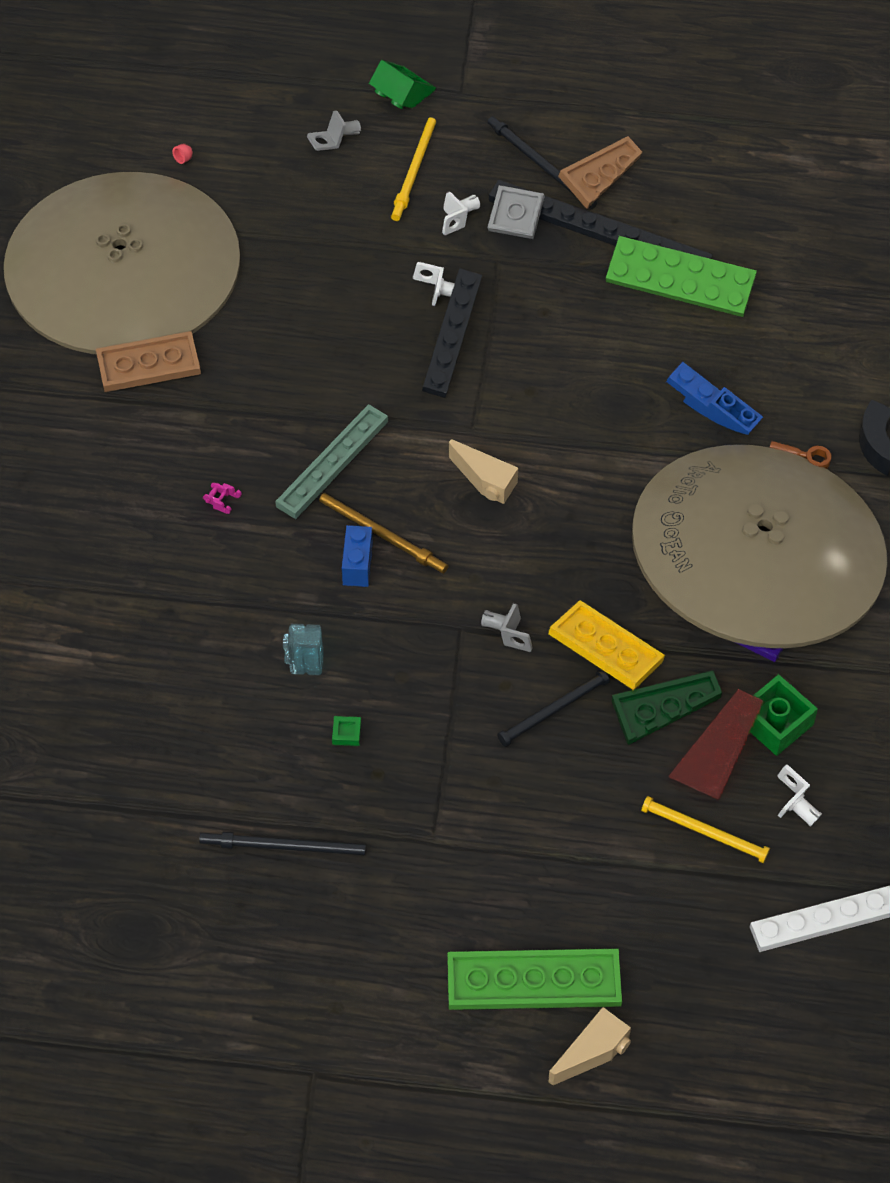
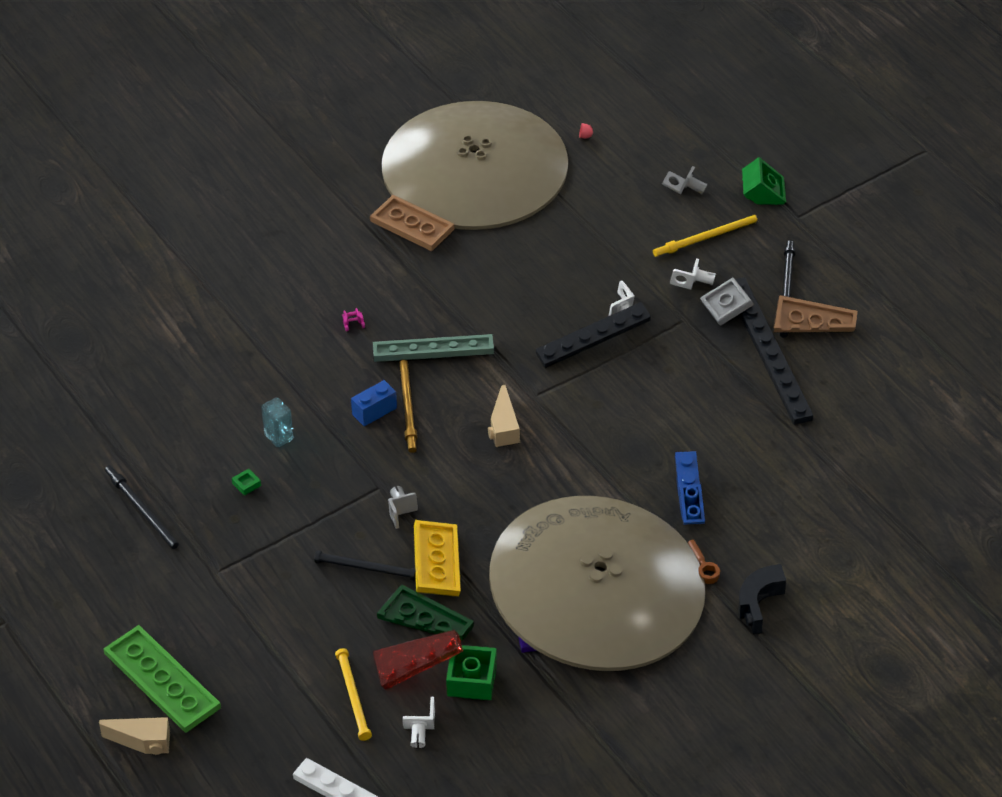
camera: 50 degrees right, 10 degrees down
(681, 276) = (774, 411): bright green plate -> none

